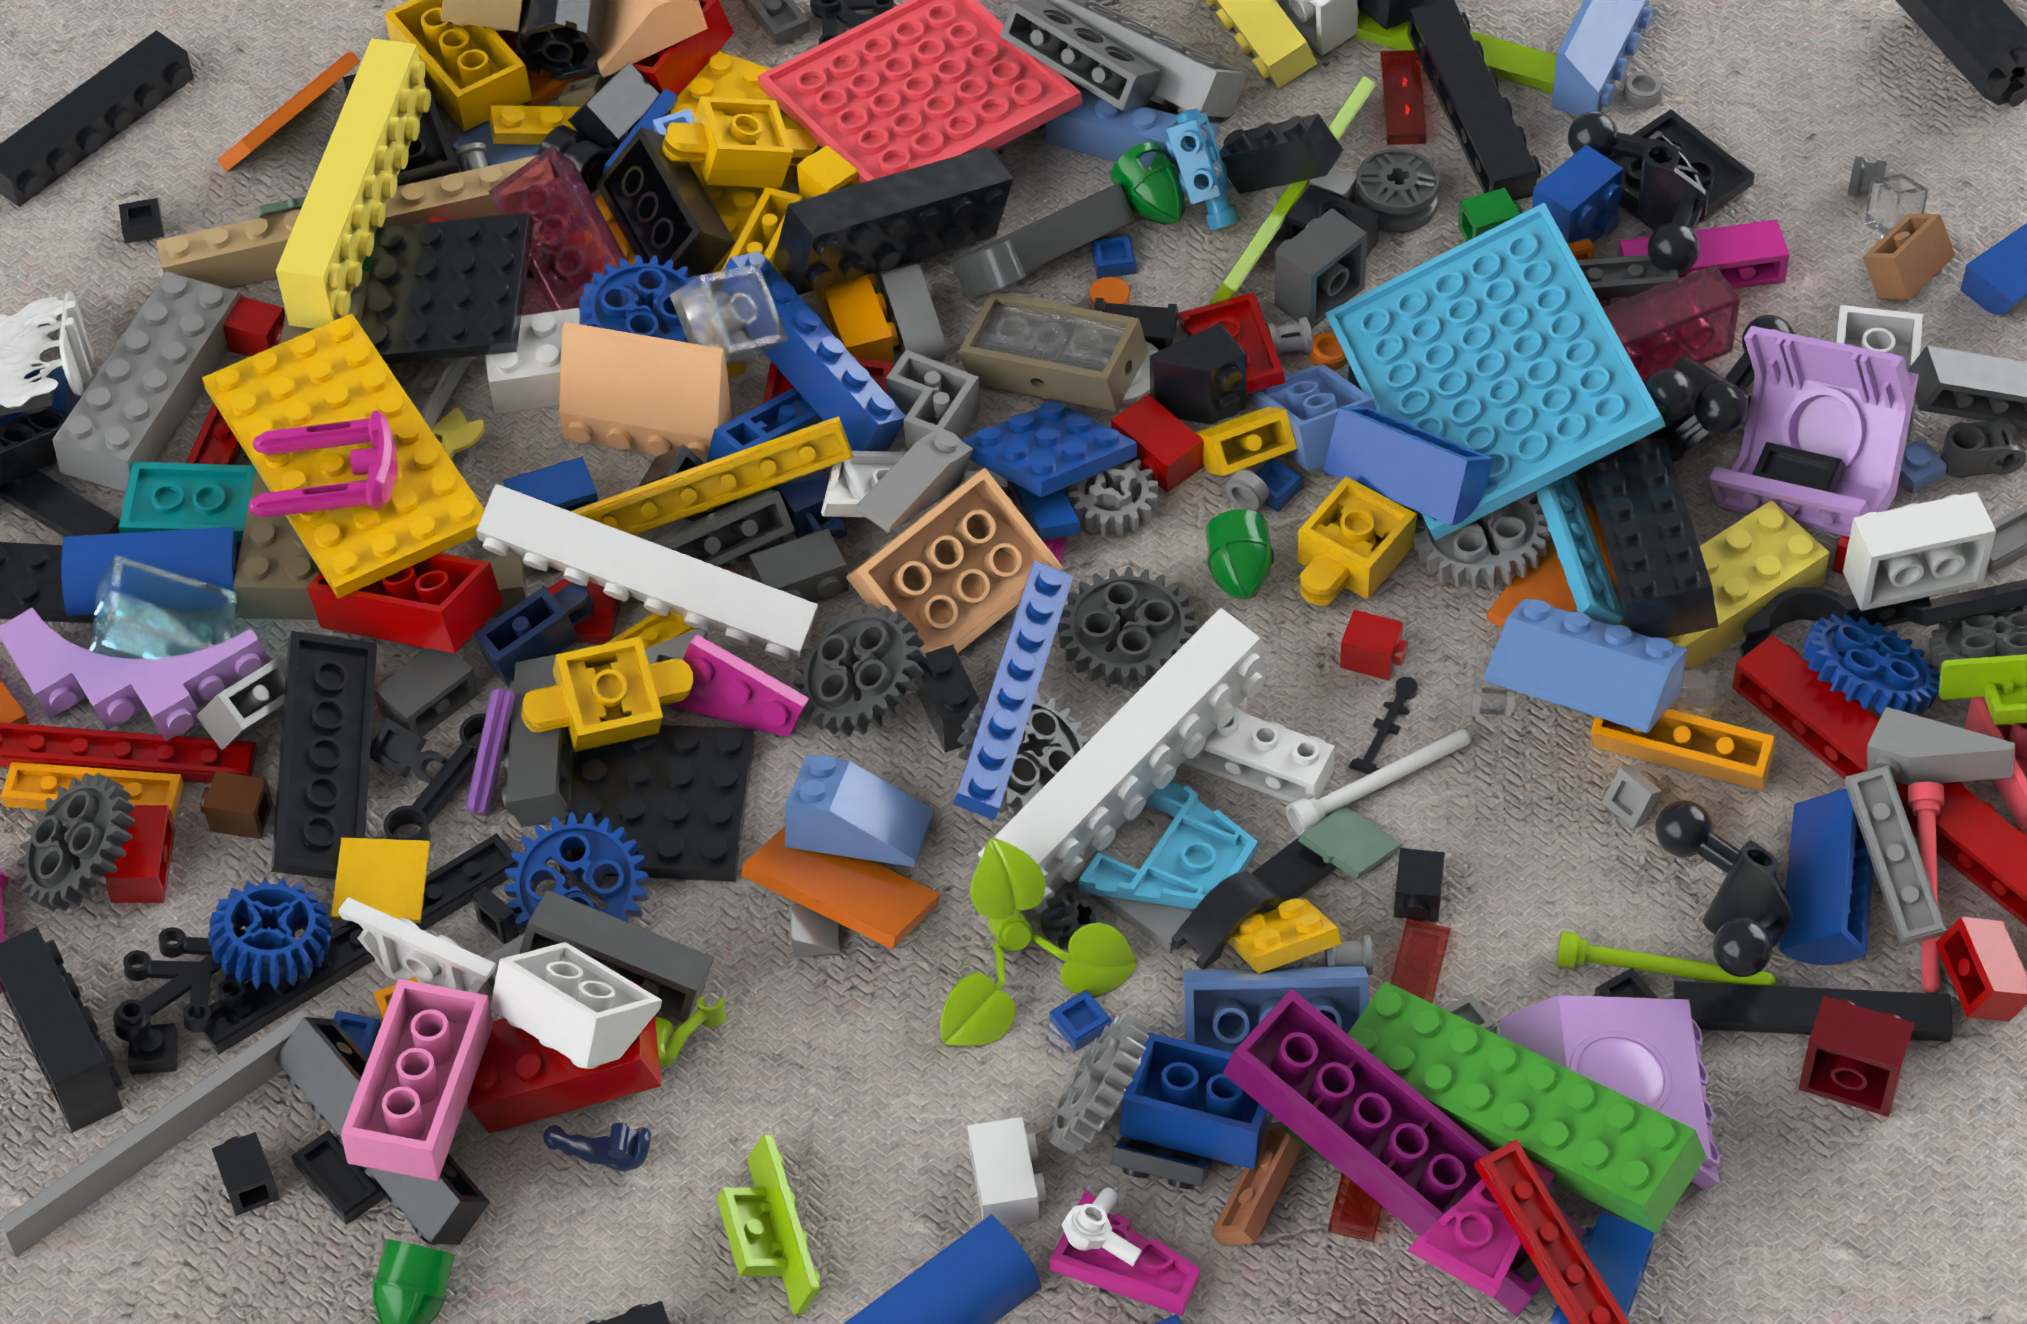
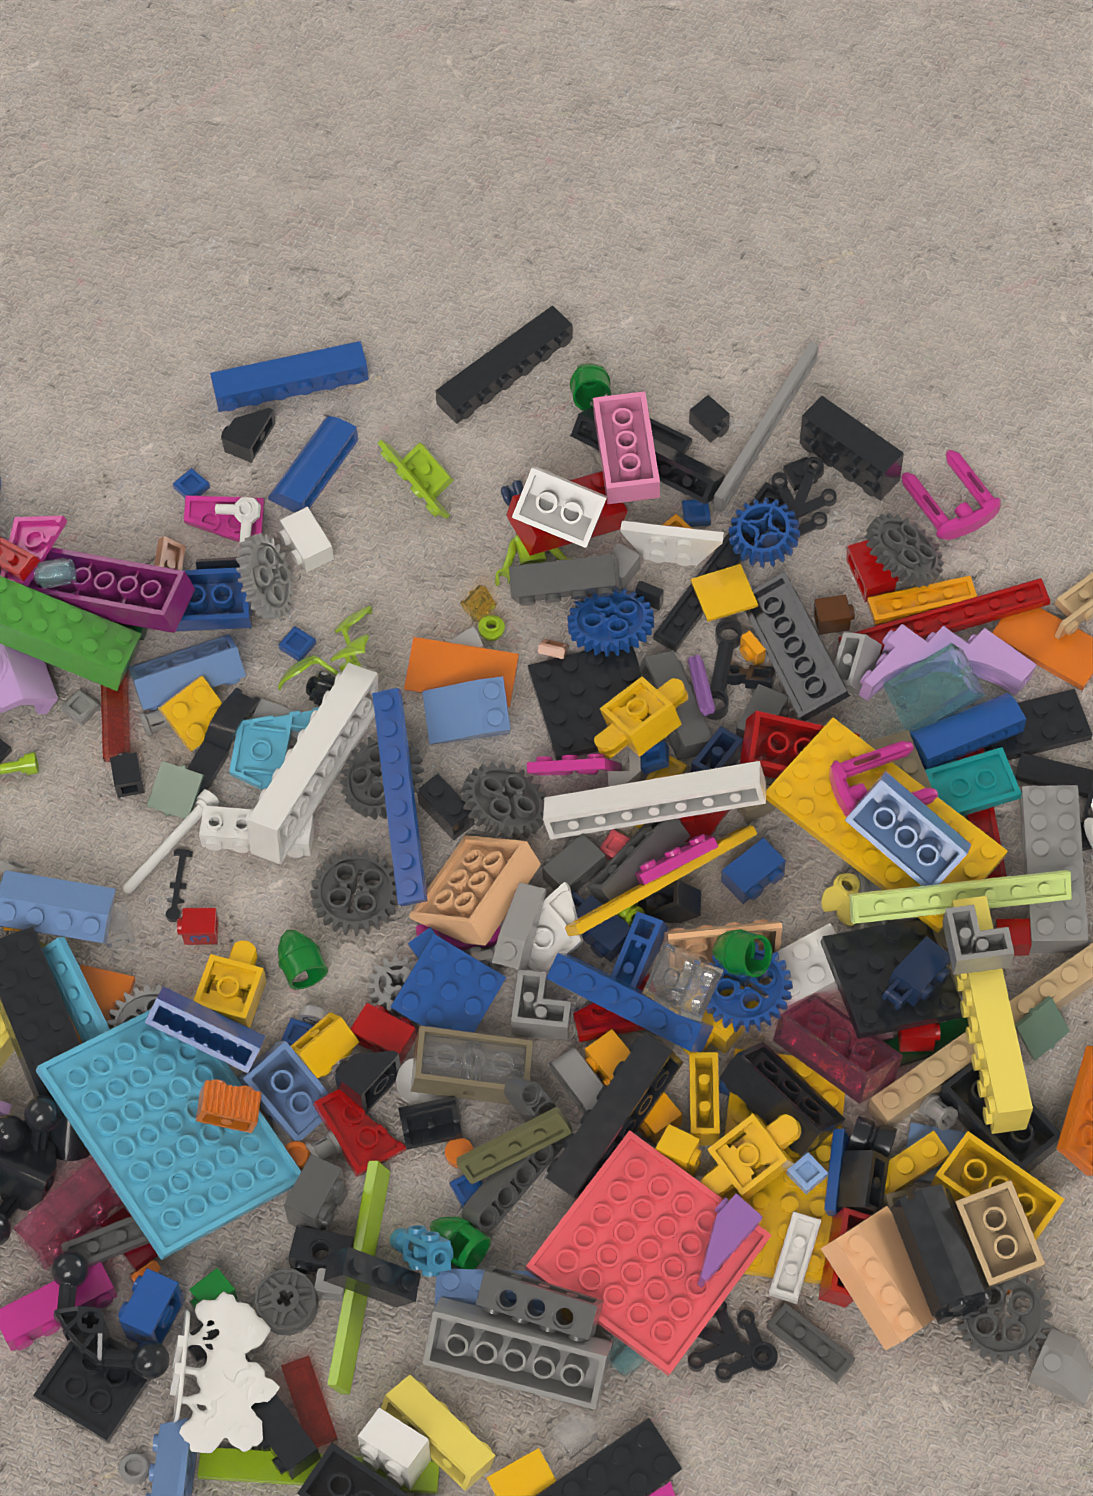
camera: 160 degrees right, 10 degrees up
(304, 317) = (936, 898): none -> yellowish green tile
(324, 380) = (908, 832): none -> medium blue slope
(333, 189) = (975, 949): none -> light grey brick
(387, 787) = (752, 649): none -> light orange plate
(419, 249) = (918, 974): none -> dark blue brick
(638, 302) = (736, 953): none -> green helmet
(657, 502) = (675, 858): none -> dark pink wing
(683, 879) = (553, 648): none -> tile
(741, 62) = (794, 1257): none -> white tile
(765, 984) = (478, 603): none -> clear yellow tile
(766, 958) = (491, 634): none -> lime plate
(818, 63) = (729, 1230): none -> medium lavender slope
(1054, 240) = (514, 1145): none -> olive plate
(1405, 368) = (228, 1106): none -> orange brick
(1452, 1143) = (55, 572): none -> clear light blue brick
(1500, 90) = (226, 1381): none -> white plant

